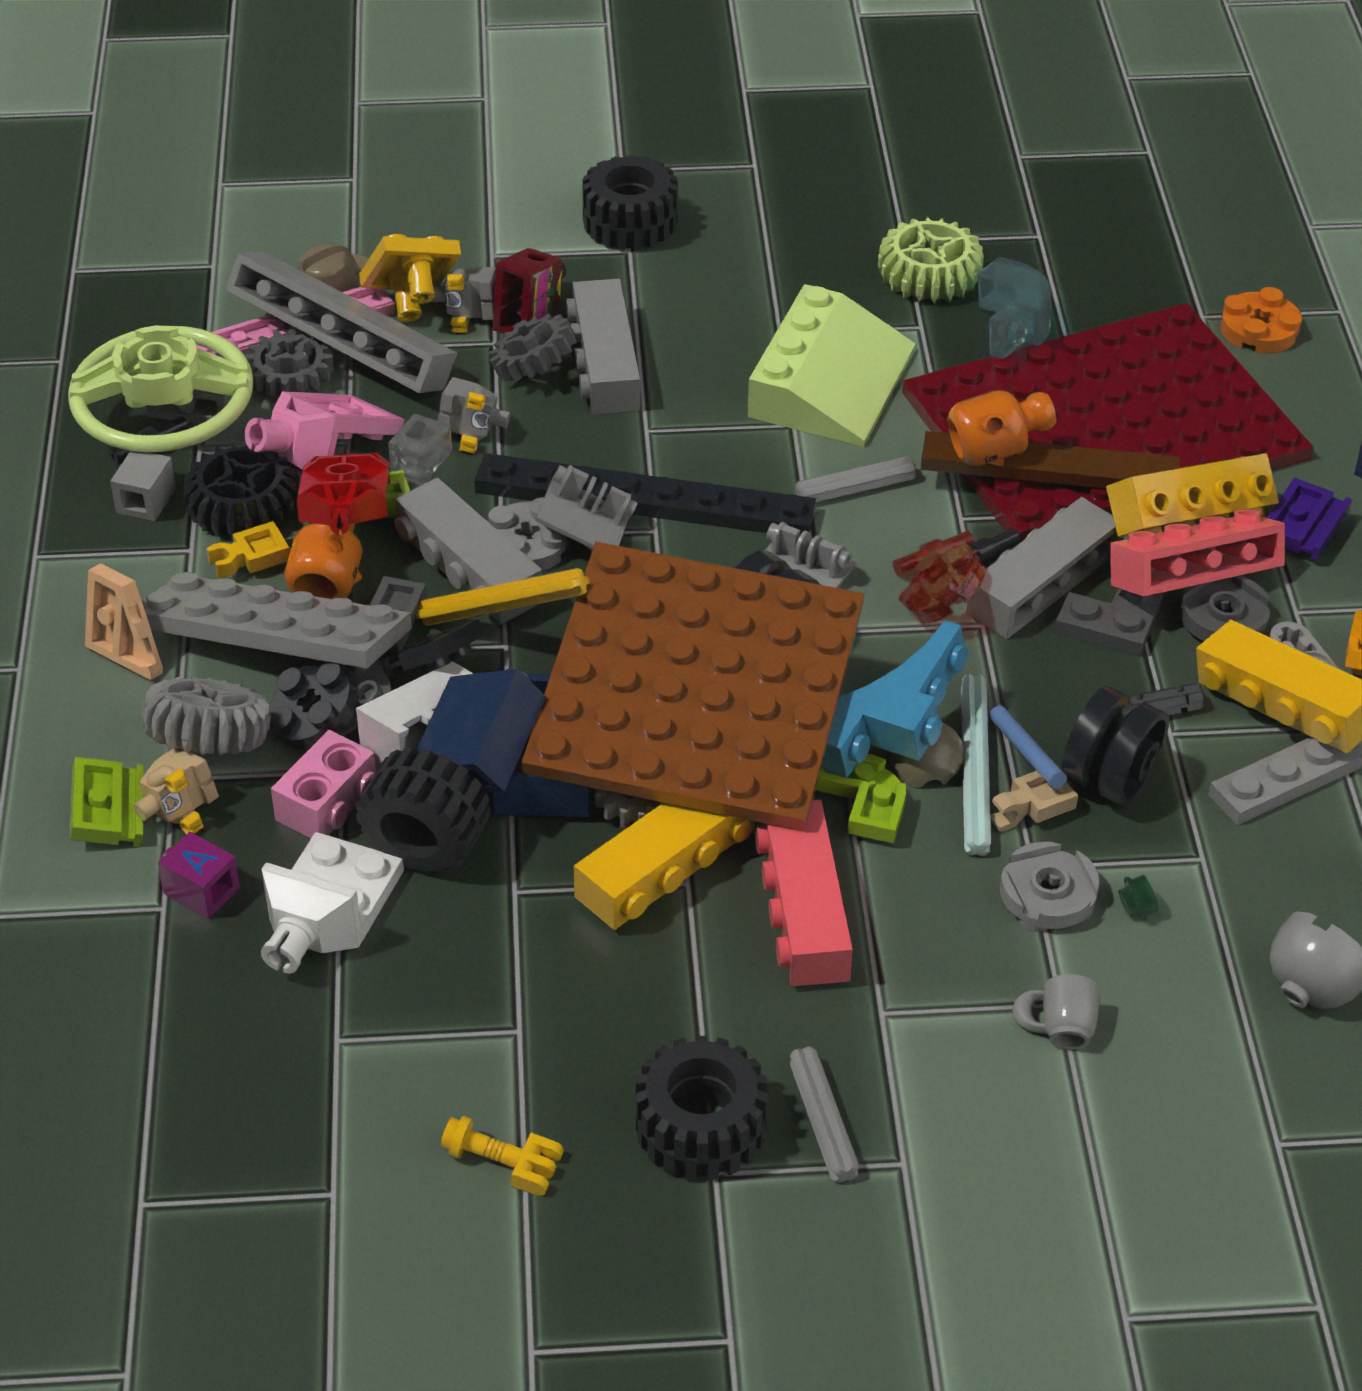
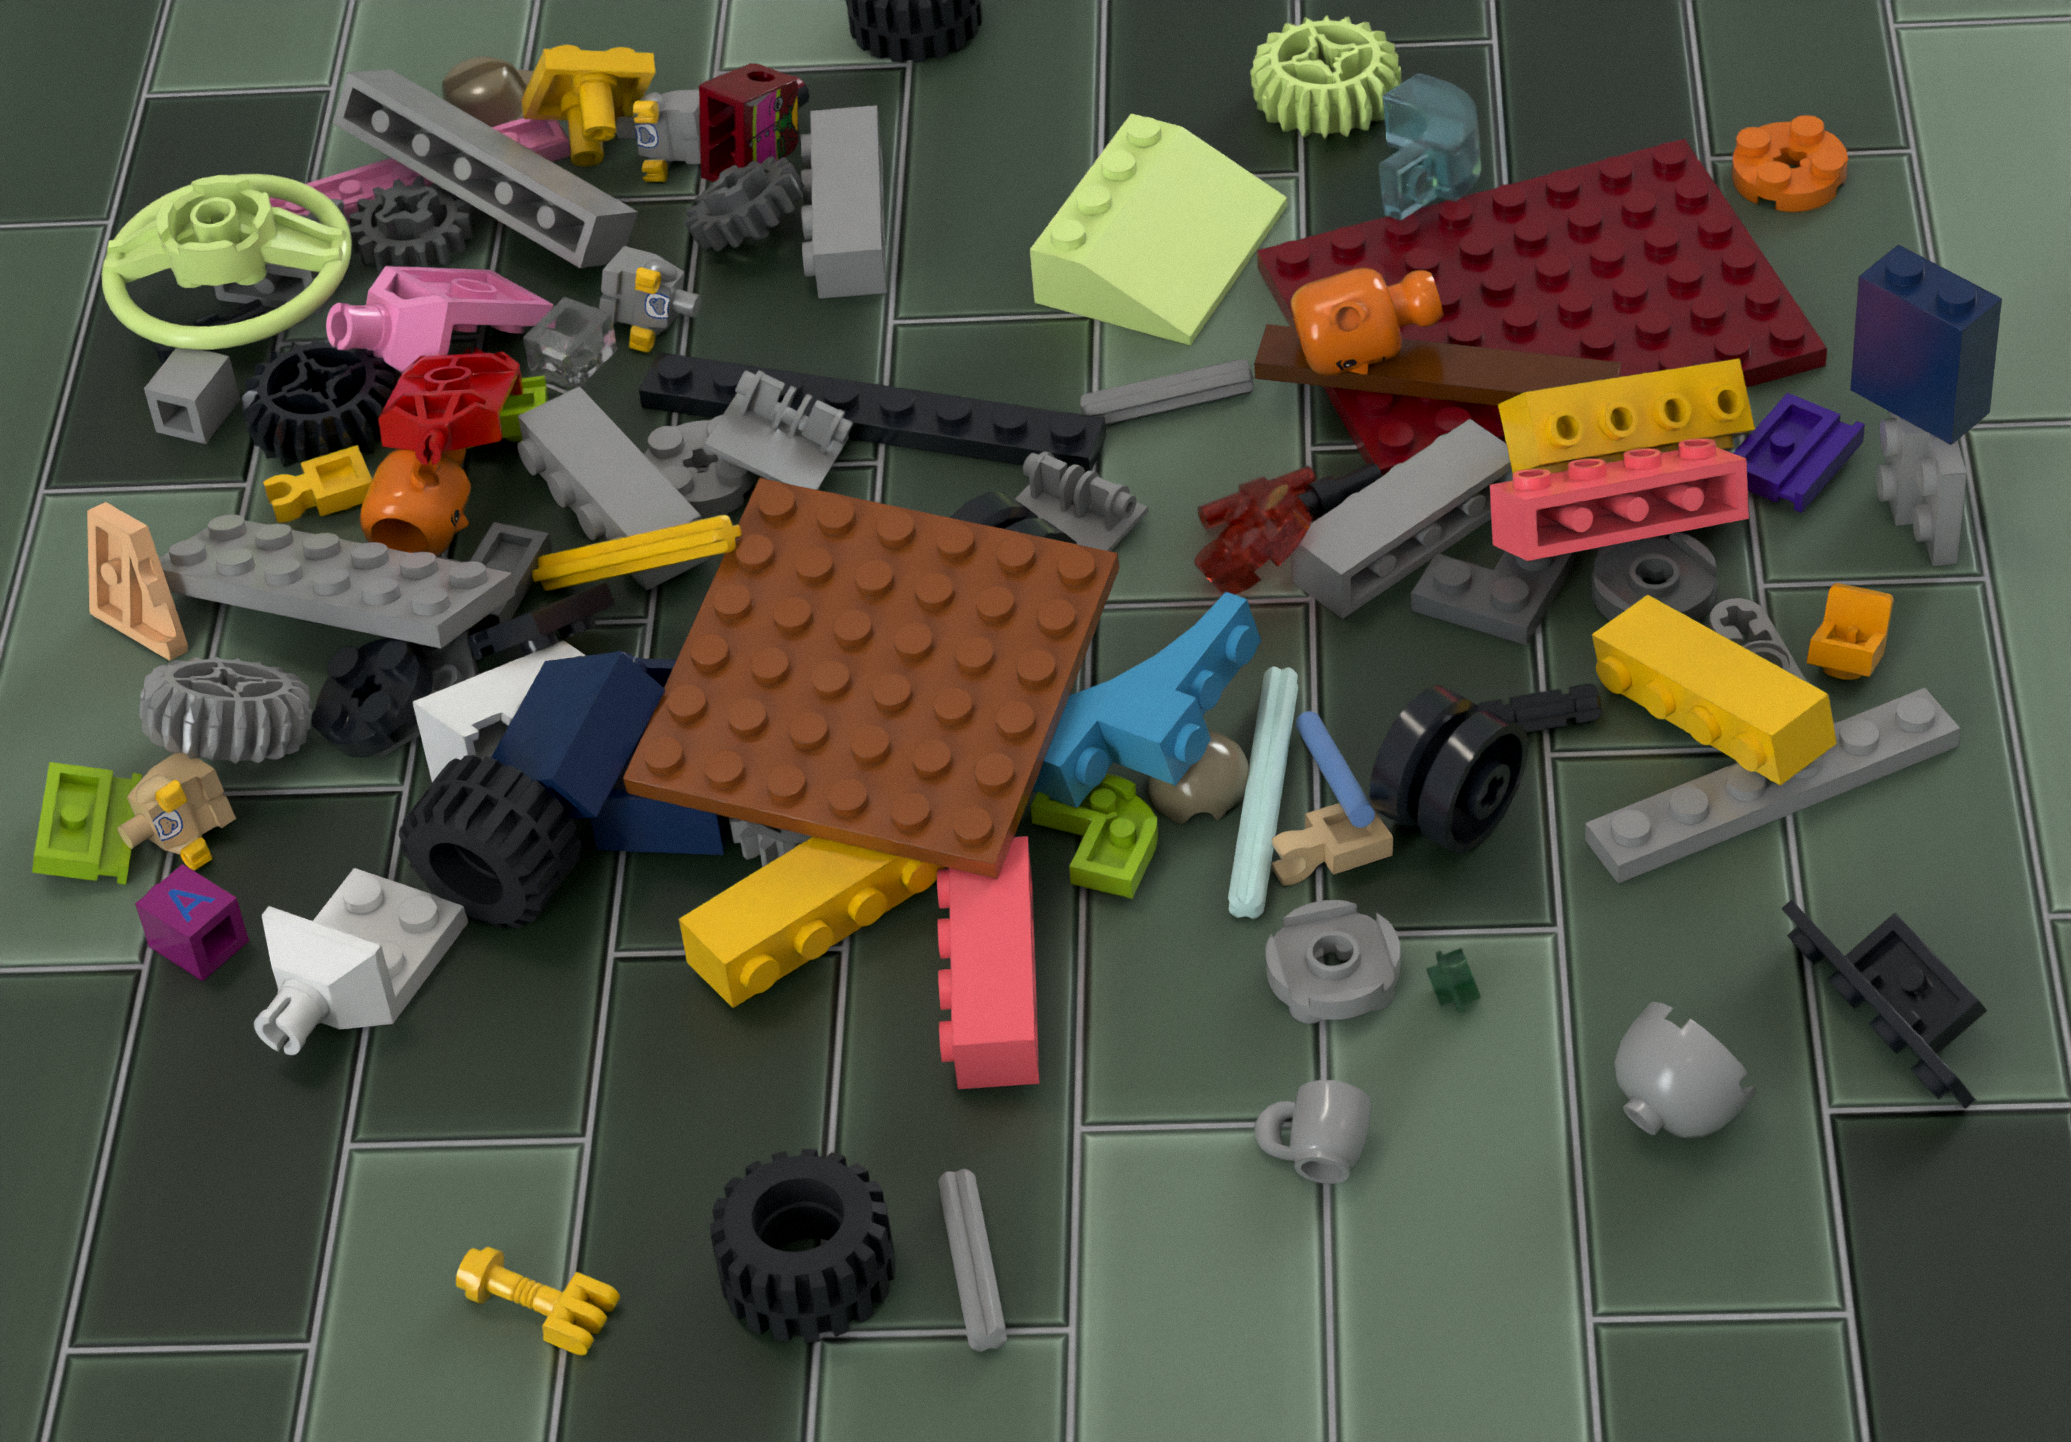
camera: 10 degrees right, 0 degrees up
(323, 785) = (361, 807): bright pink brick -> none

